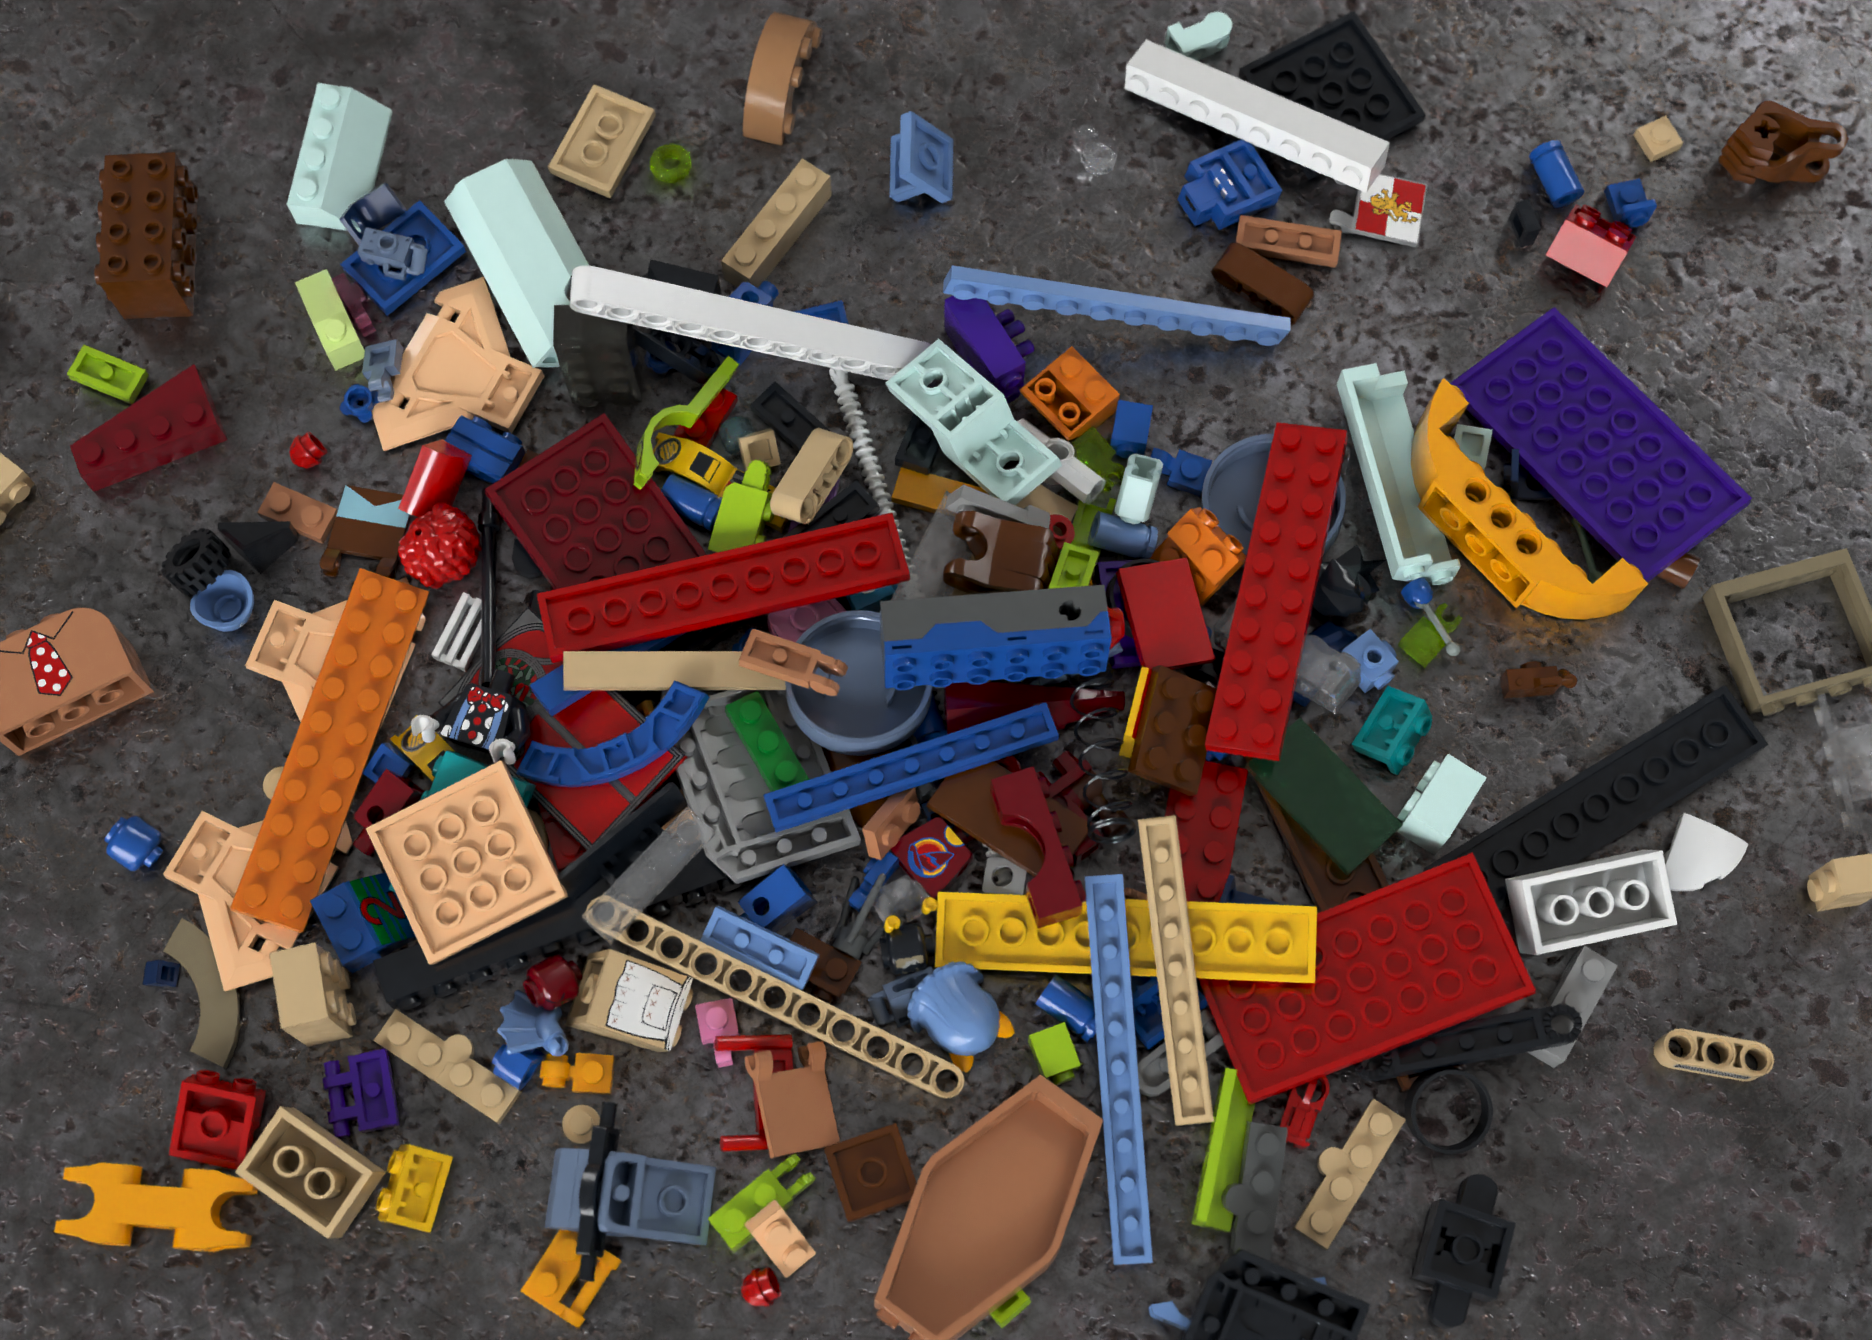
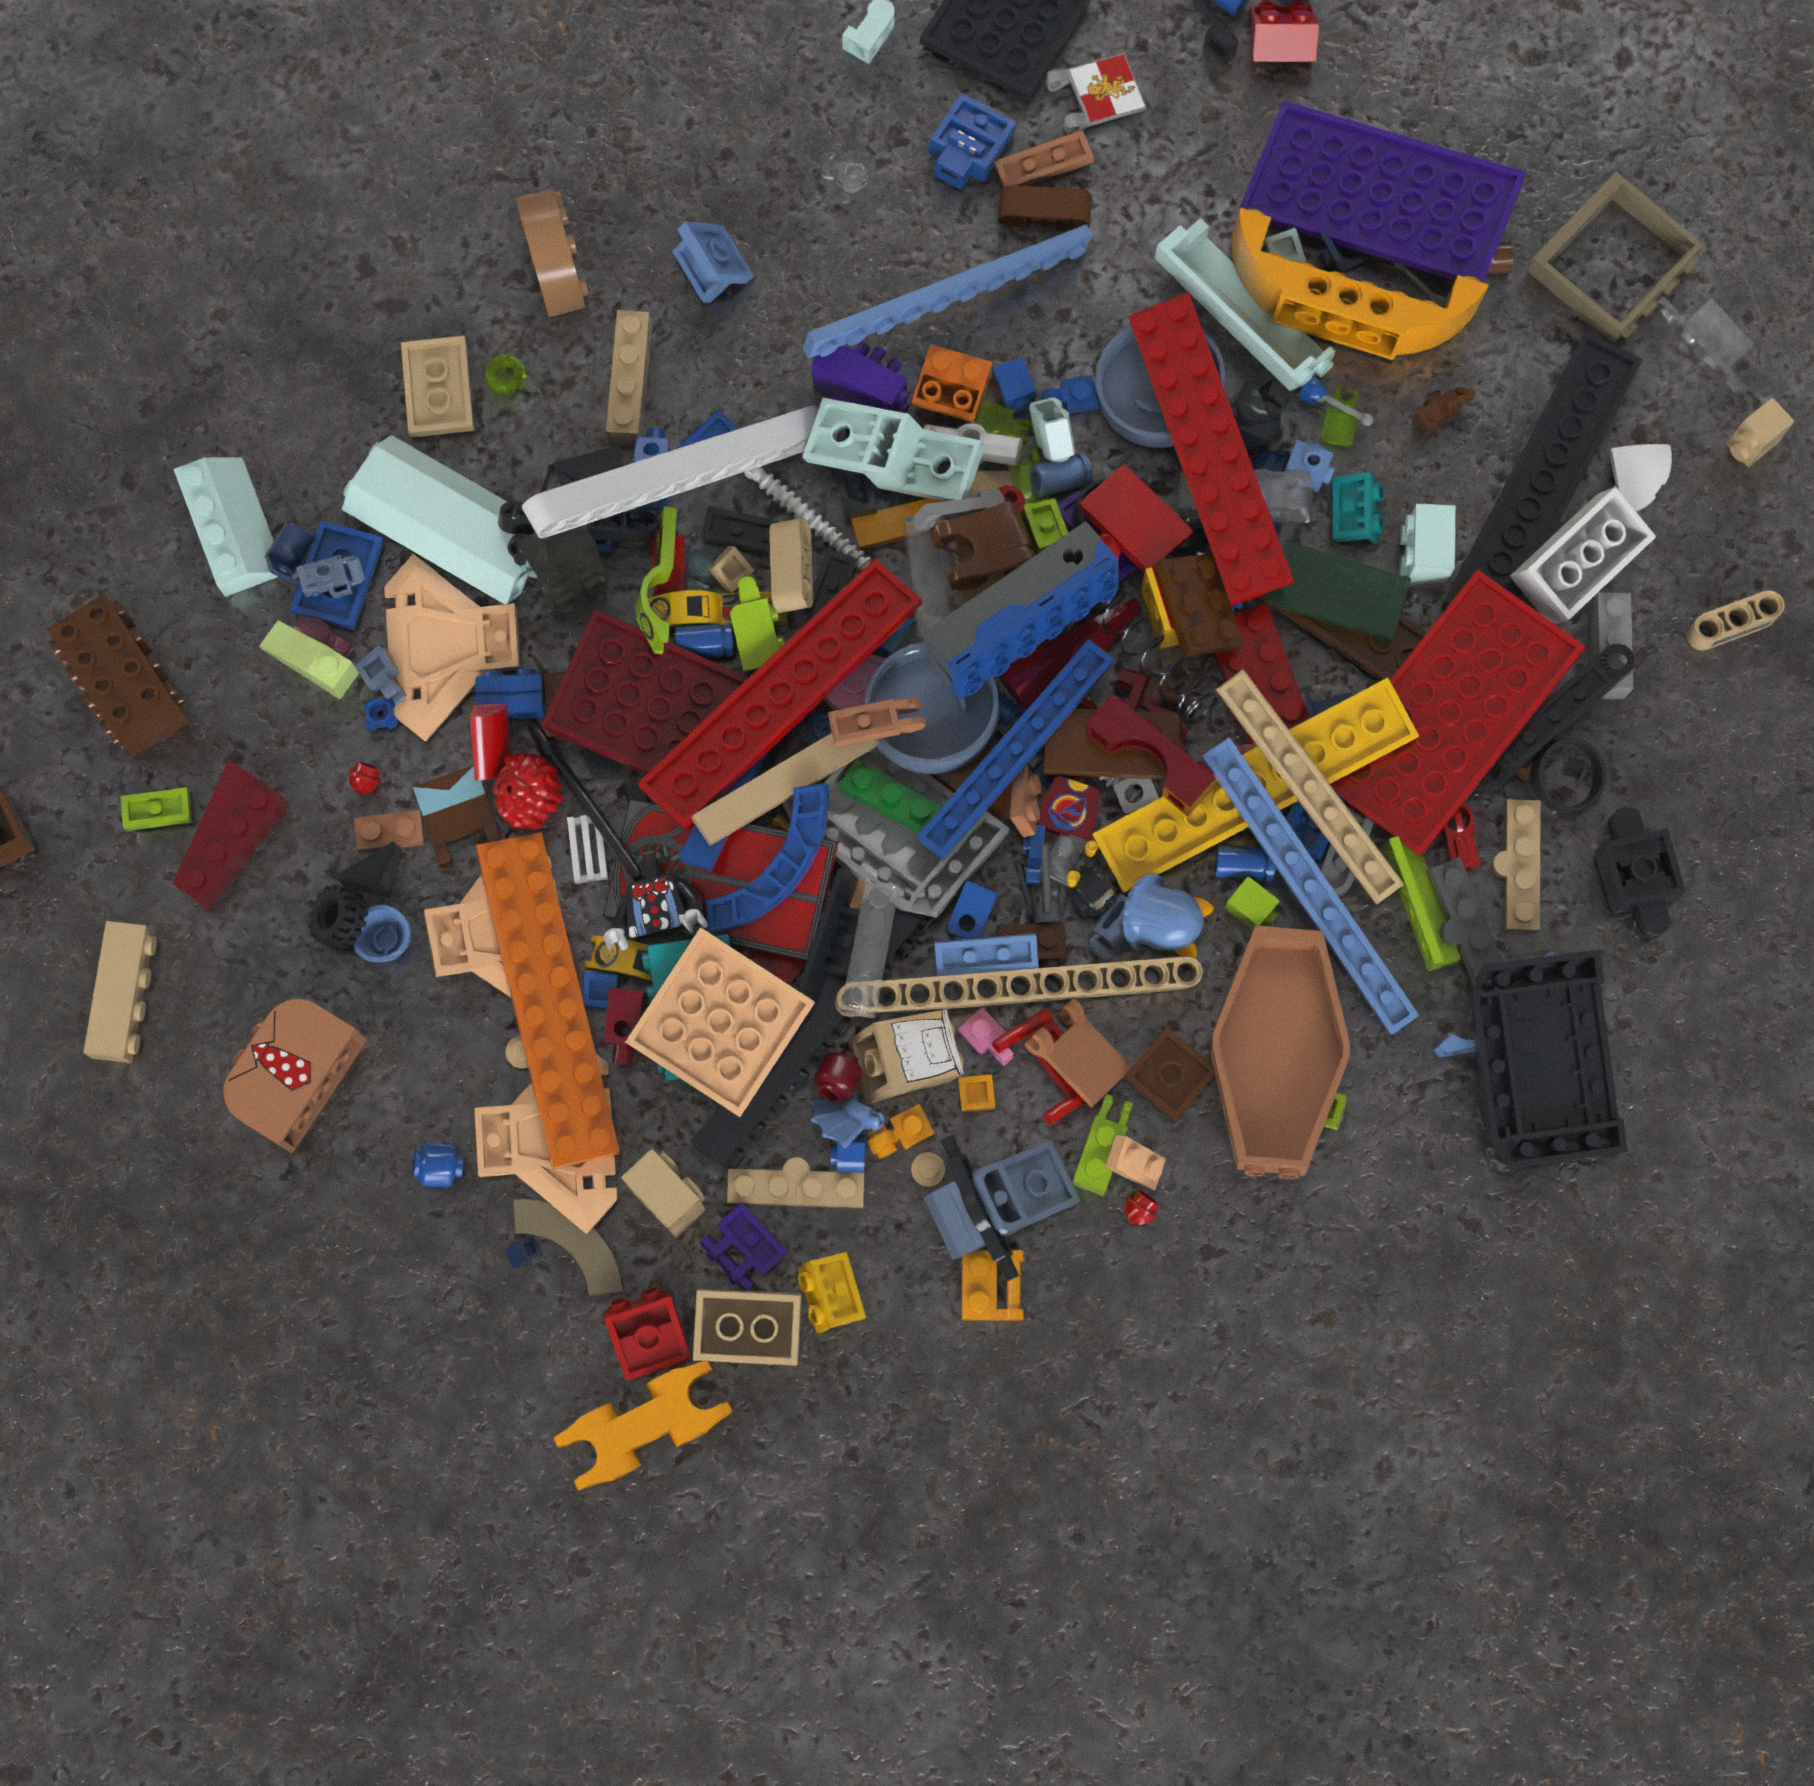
camera: 30 degrees left, 5 degrees up
(363, 920) = (659, 1116): blue slope -> none
(673, 1078) = (976, 1093): none -> light orange plate
(1209, 551) = (1135, 447): orange plate -> none
(1256, 115) = (959, 71): white brick -> none

